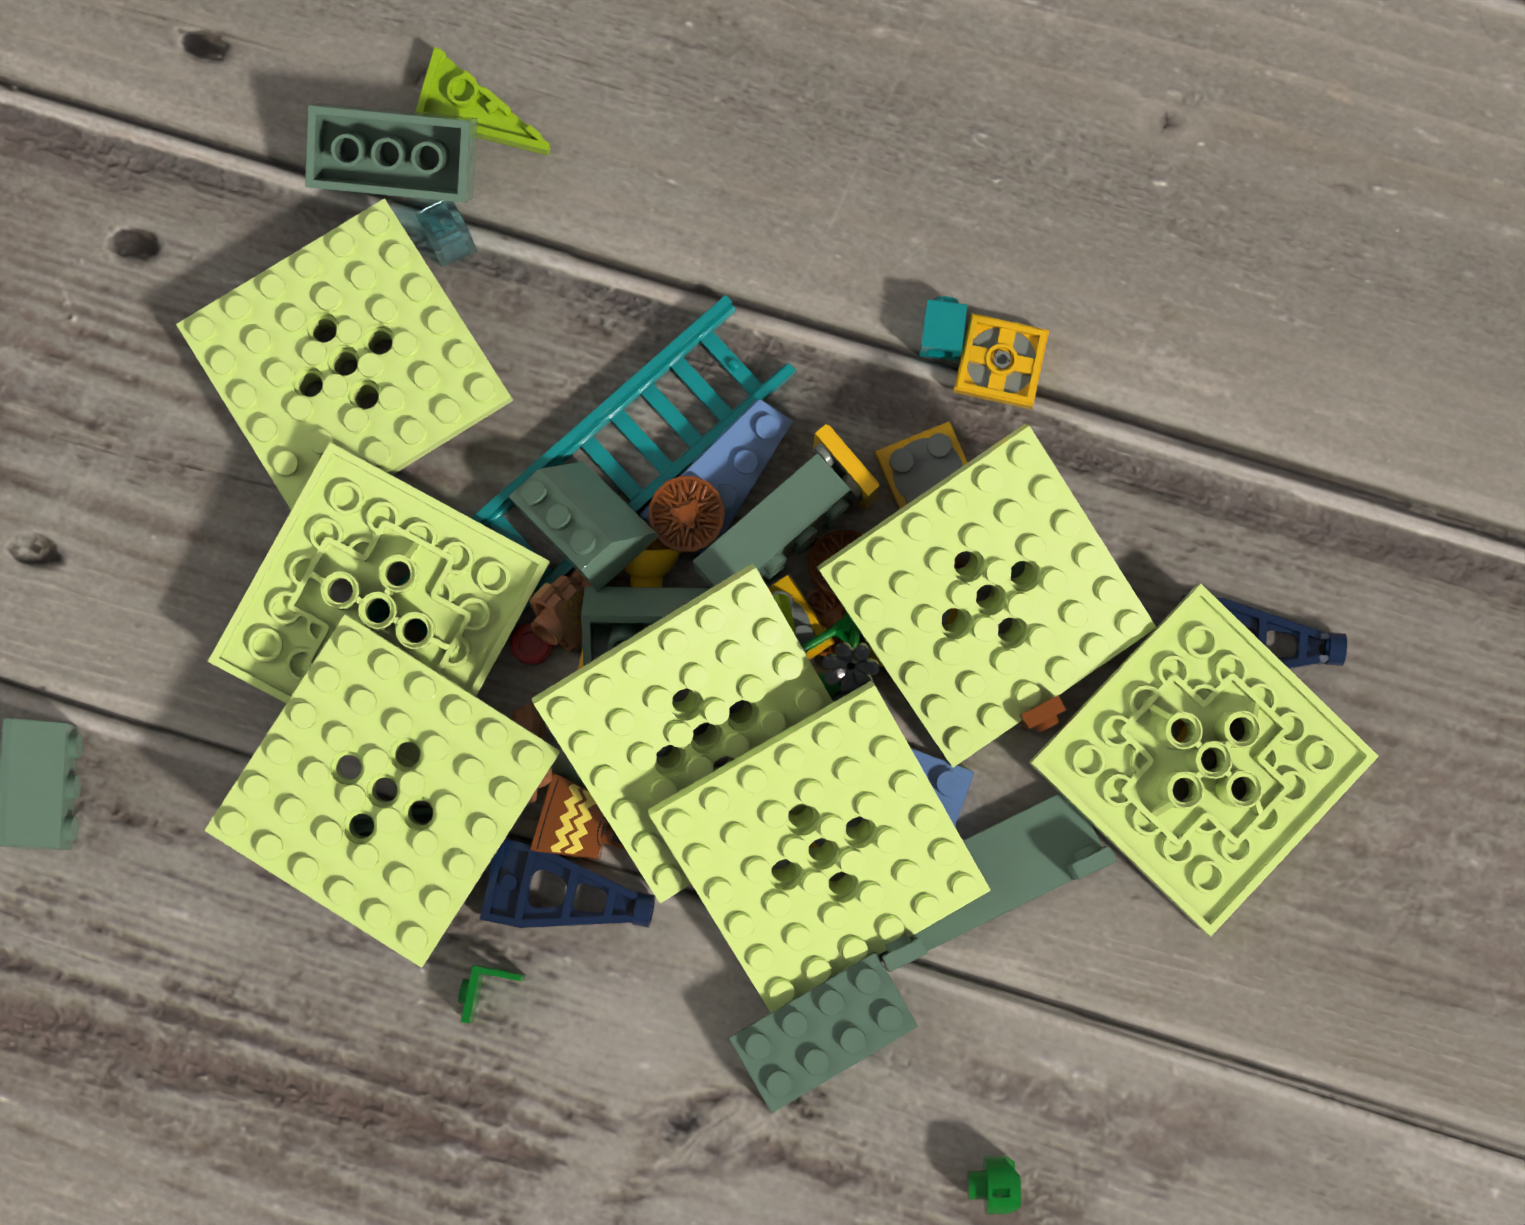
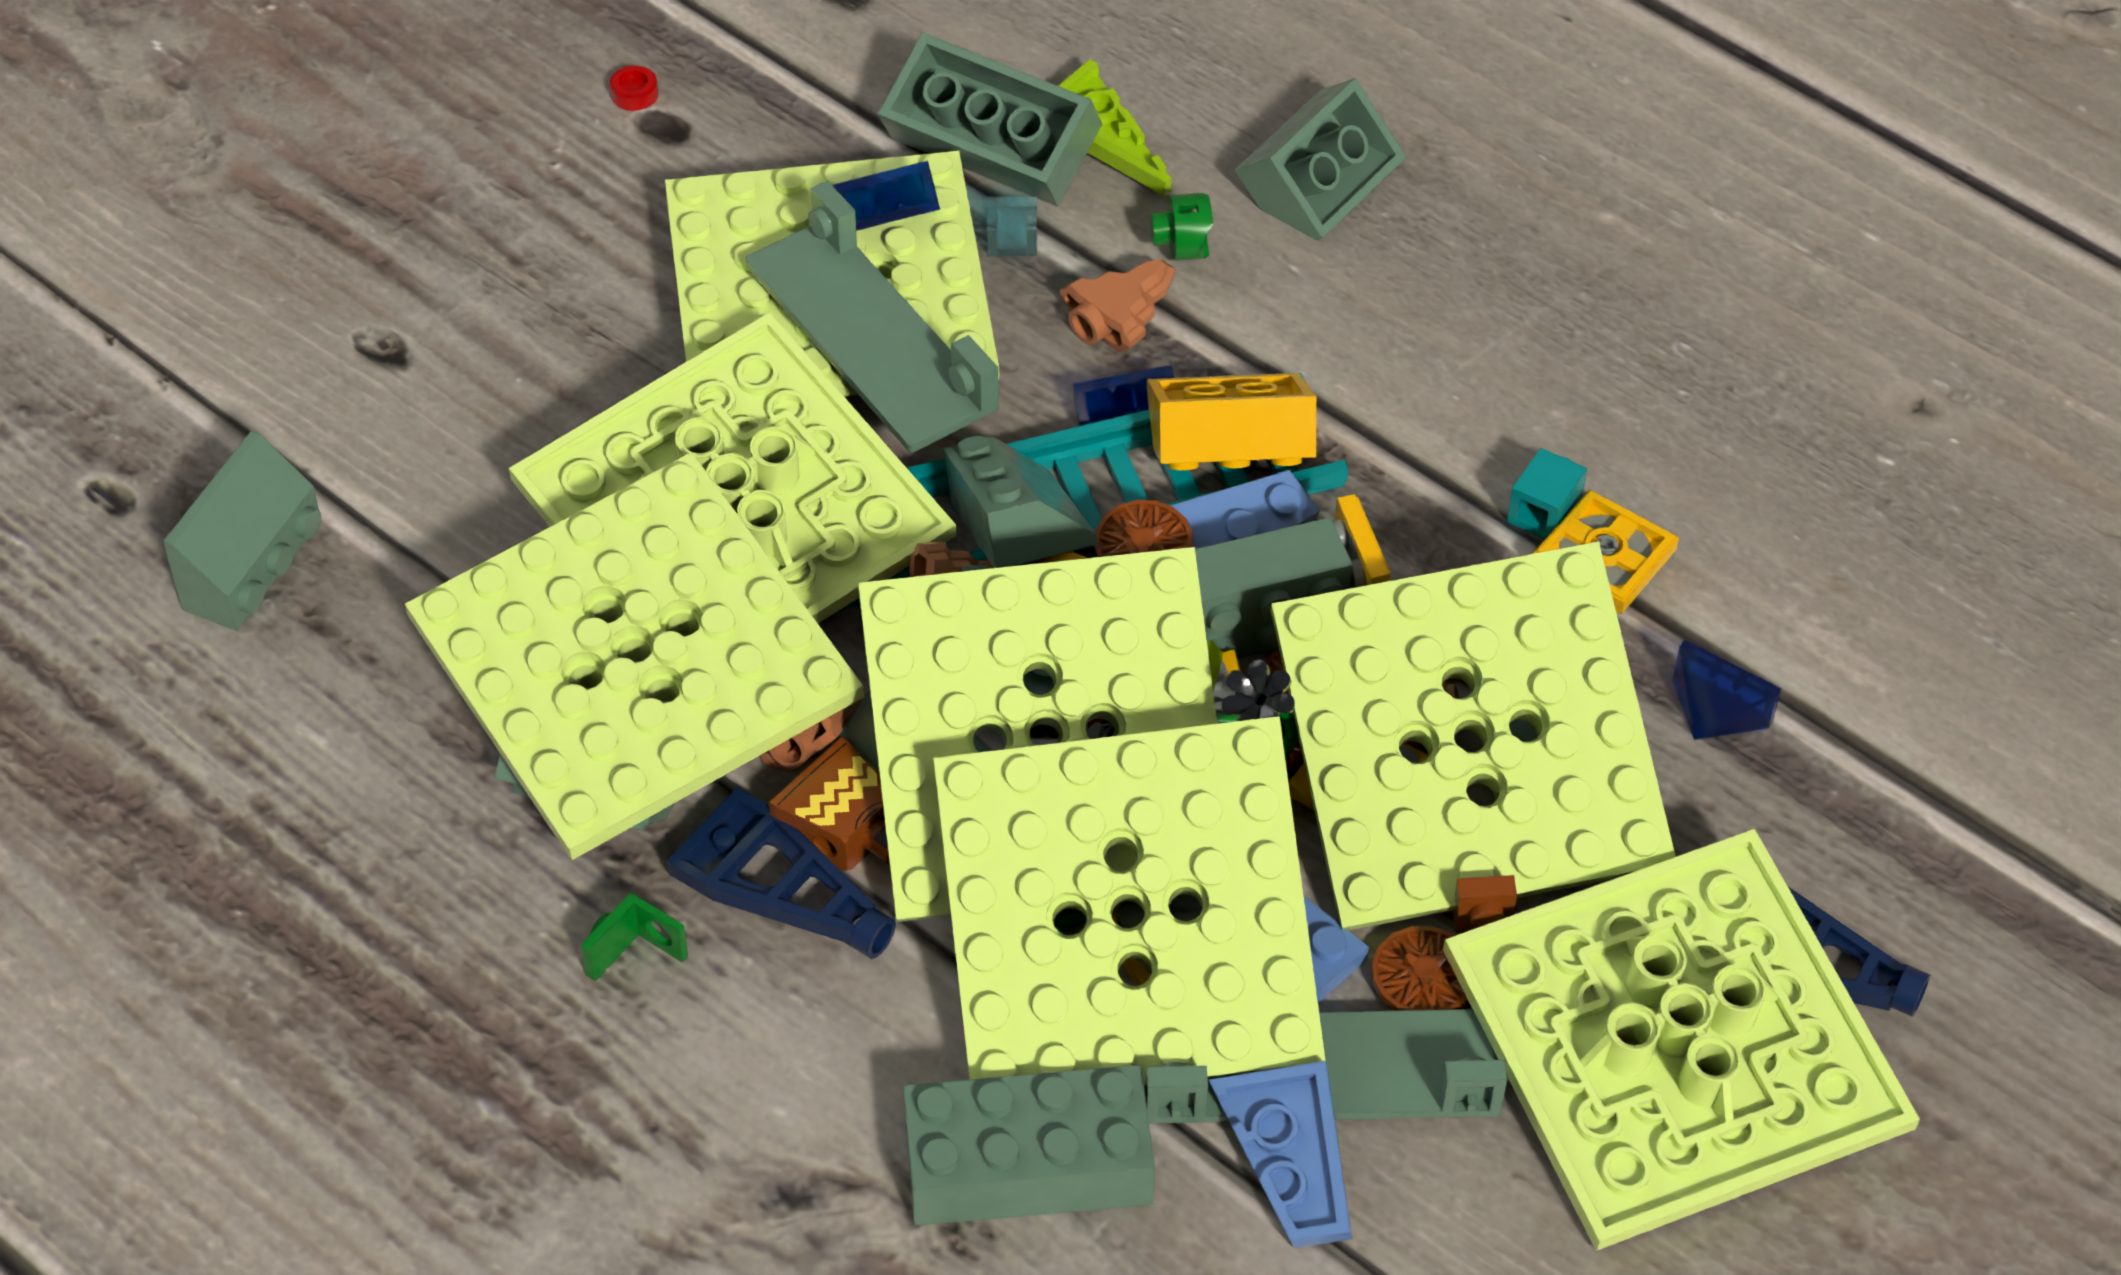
camera: 25 degrees right, 30 degrees down
(94, 218) = (634, 88): none -> red tile
(354, 280) = (890, 195): none -> clear blue slope
(407, 416) = (872, 331): none -> sand green bracket
(561, 280) = (1117, 304): none -> nougat rock
(574, 179) = (1183, 227): none -> green piece
(604, 365) = (1115, 393): none -> clear blue slope
(652, 75) = (1322, 160): none -> sand green slope
(697, 366) = (1232, 420): none -> yellow slope
(991, 953) = (1293, 1146): none -> medium blue wing
(1009, 777) = (1414, 972): none -> dark orange wheel
(1124, 458) = (1720, 695): none -> clear blue slope

